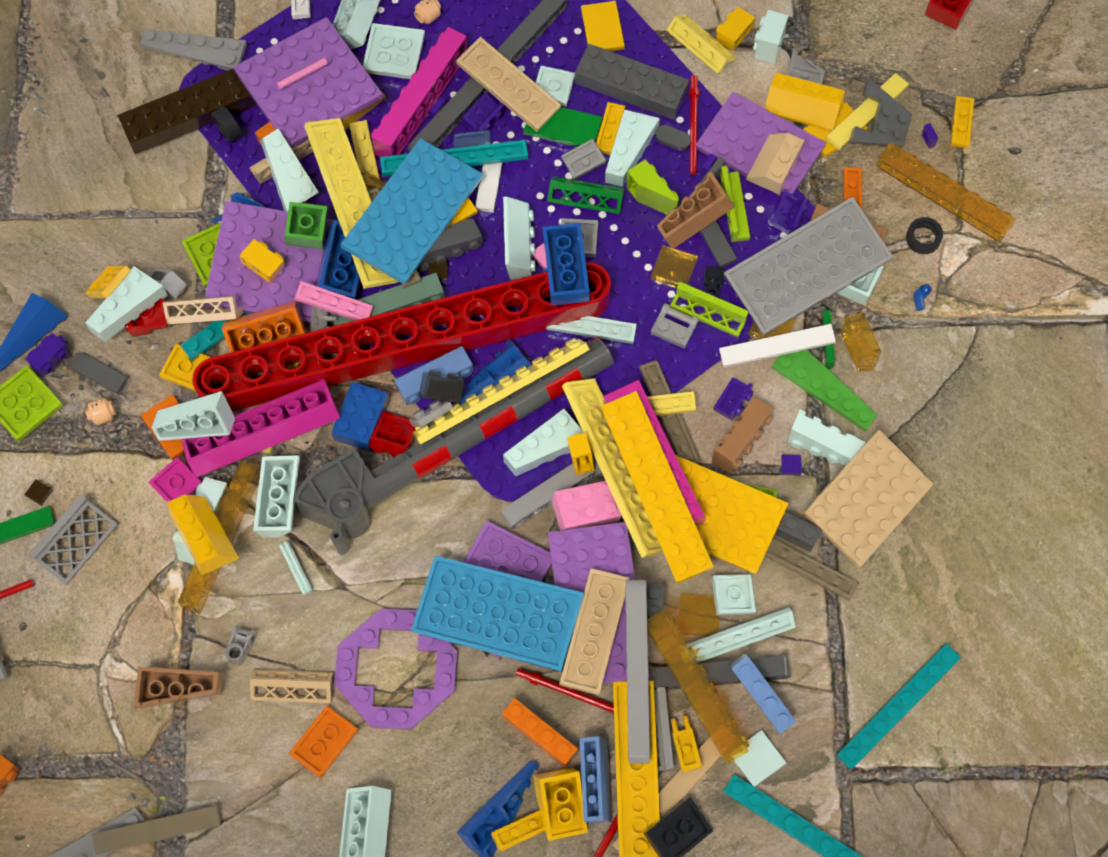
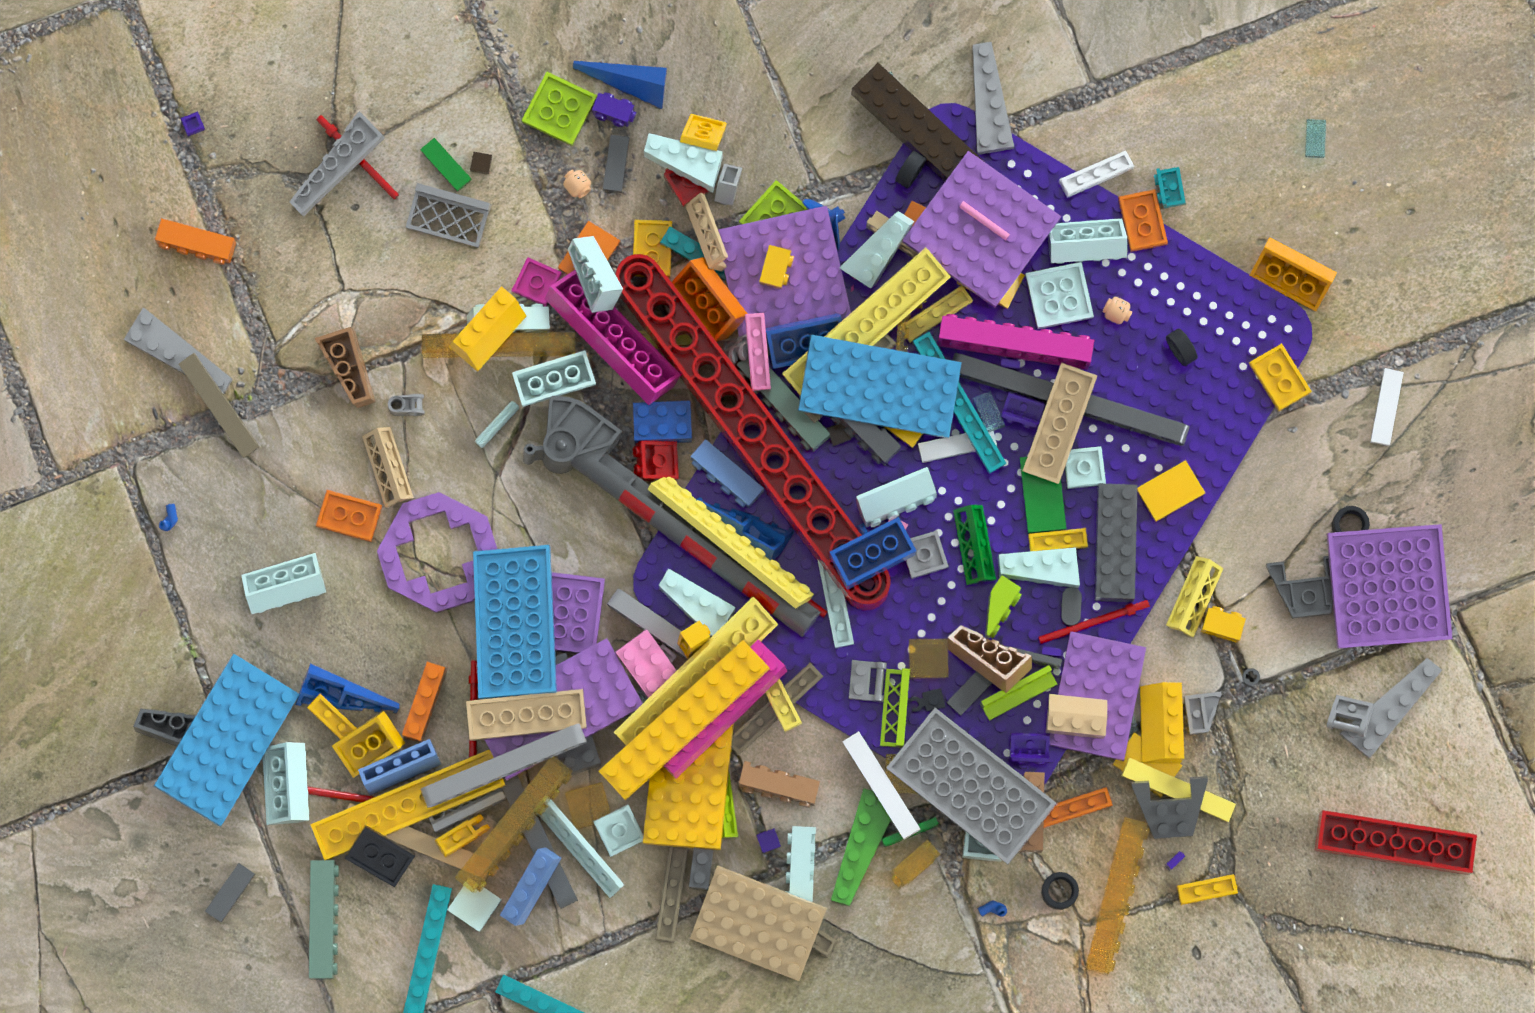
camera: 65 degrees right, 10 degrees up
(306, 225) = (827, 292): bright green brick -> none
(435, 410) = (685, 486): light grey plate -> none
(441, 387) = (713, 485): clear smoke brick -> none
(583, 159) = (1010, 528): light grey plate -> none
(732, 399) = (813, 763): dark purple bracket -> none
(770, 36) = (1223, 663): light aqua brick -> none

